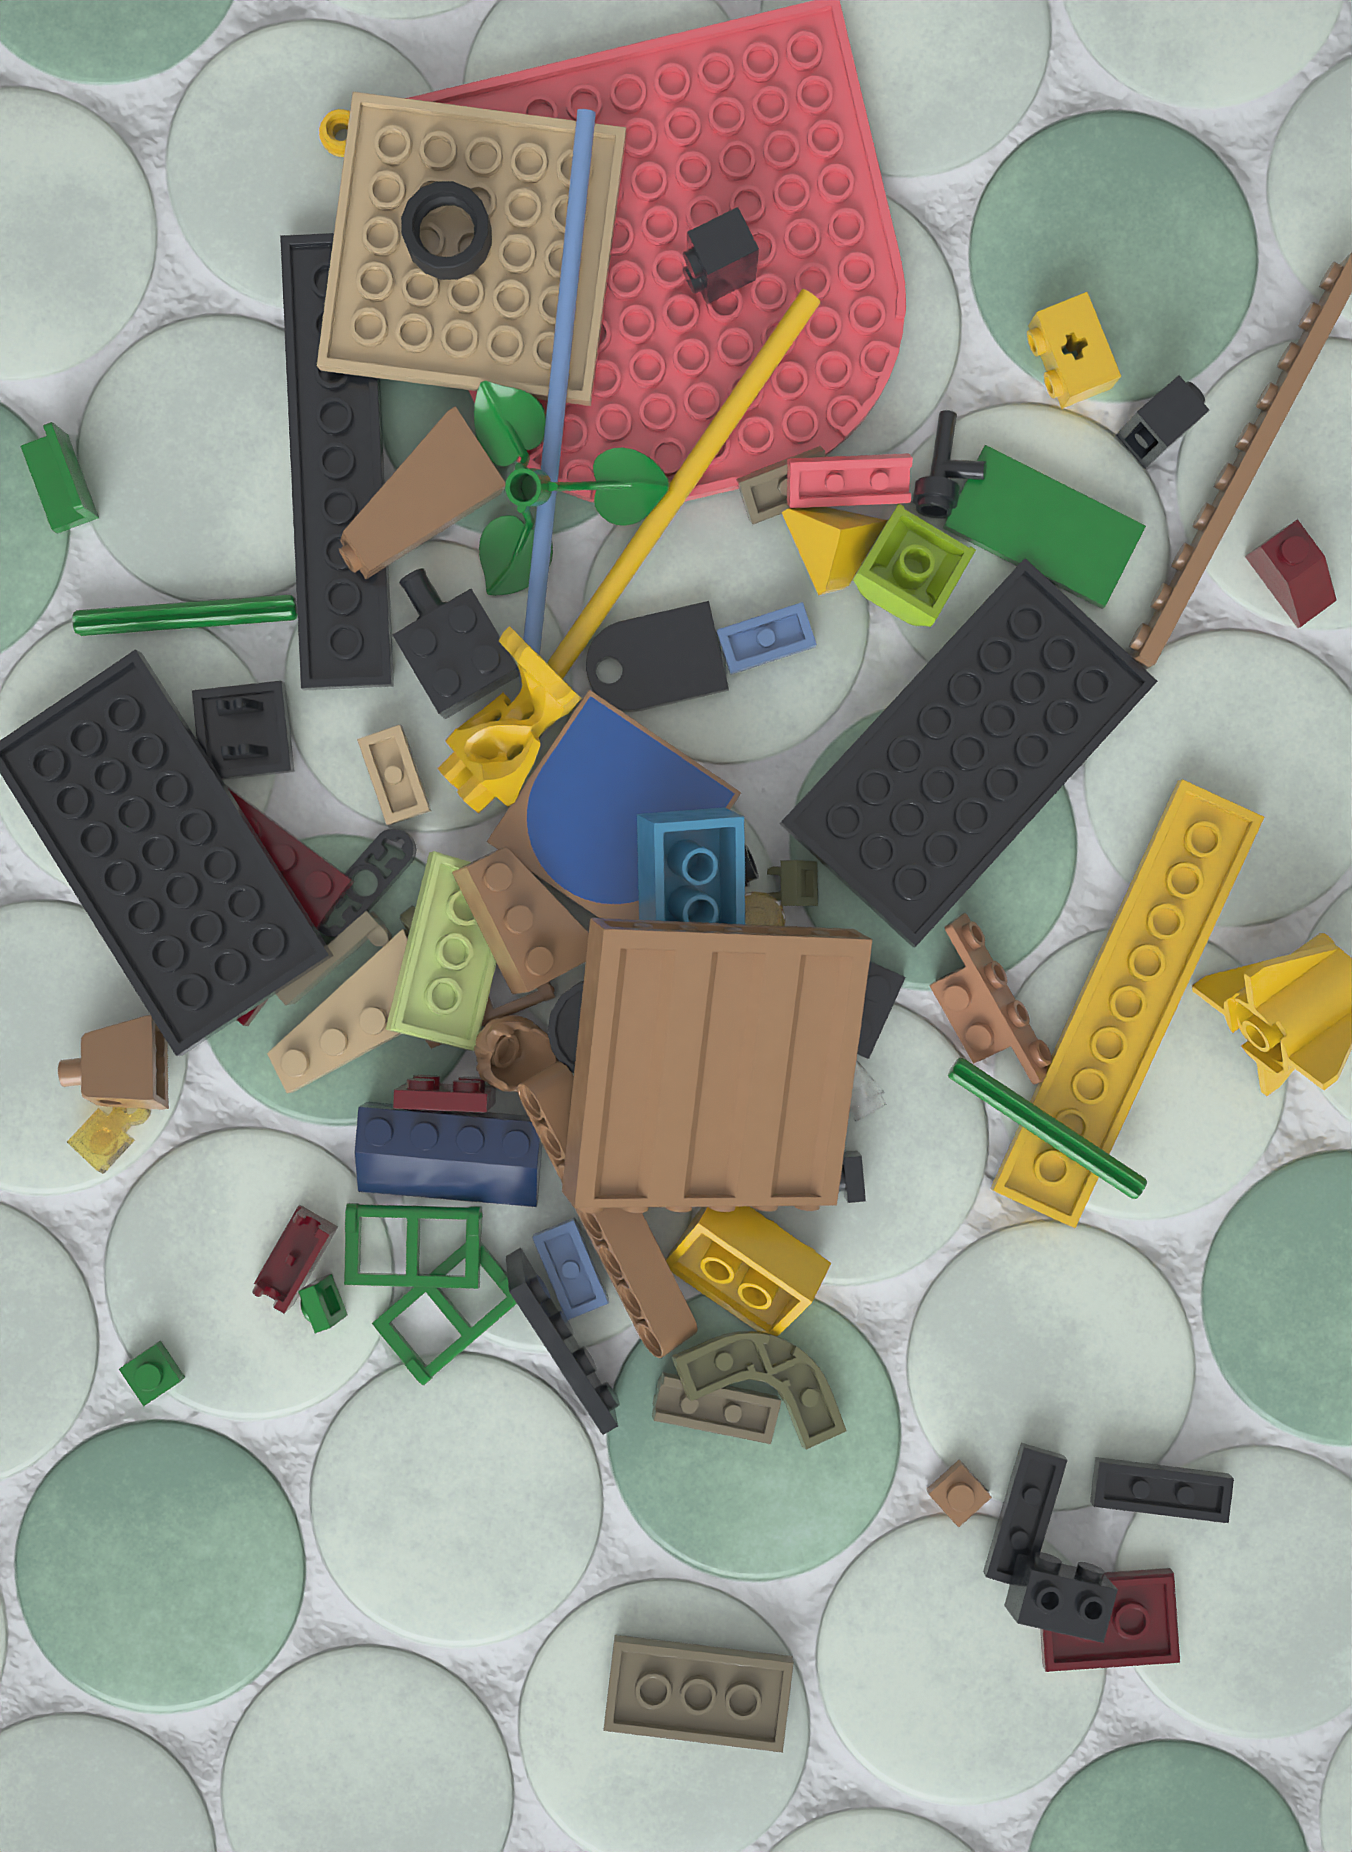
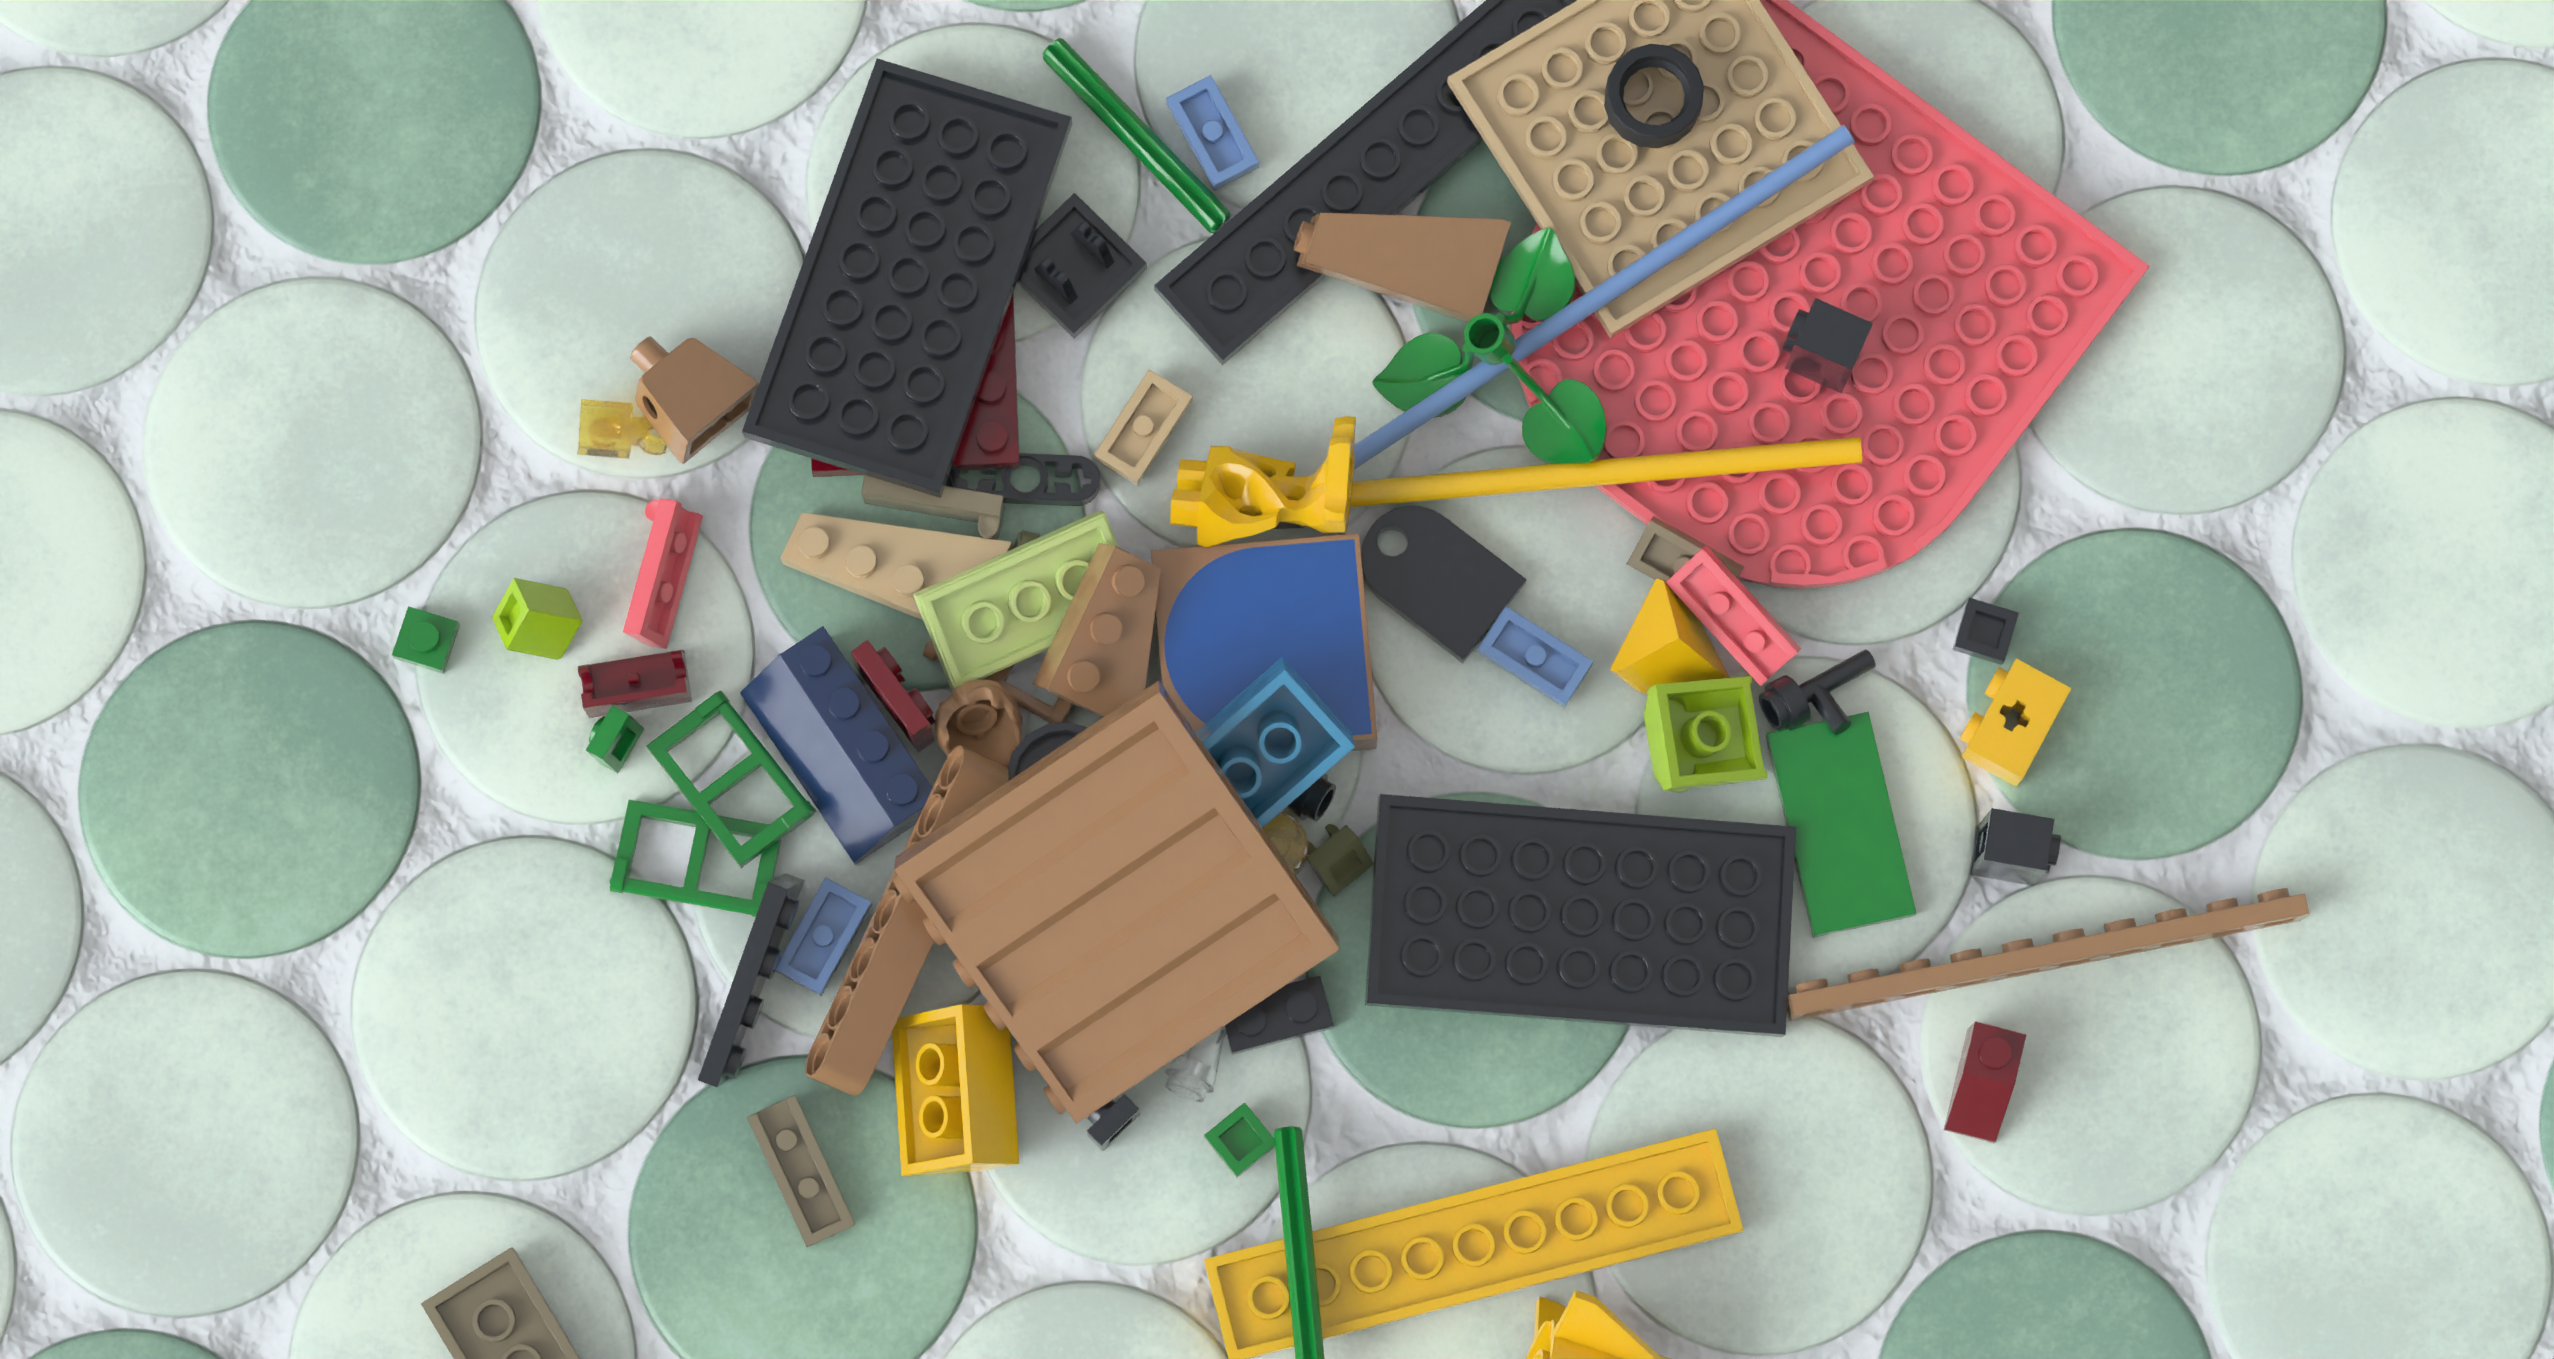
camera: 45 degrees right, 10 degrees down
(197, 1290) = (537, 619): none -> lime panel
(225, 561) = (1212, 132): none -> medium blue plate
(232, 1180) = (662, 572): none -> coral hinge
(452, 647) = (1298, 387): black brick -> none
(770, 1360) = (885, 1188): olive plate -> none
(931, 1101) = (1240, 1140): none -> green plate
(983, 1005) = (1366, 1117): nougat bracket -> none
(994, 319) = (1985, 631): none -> black plate

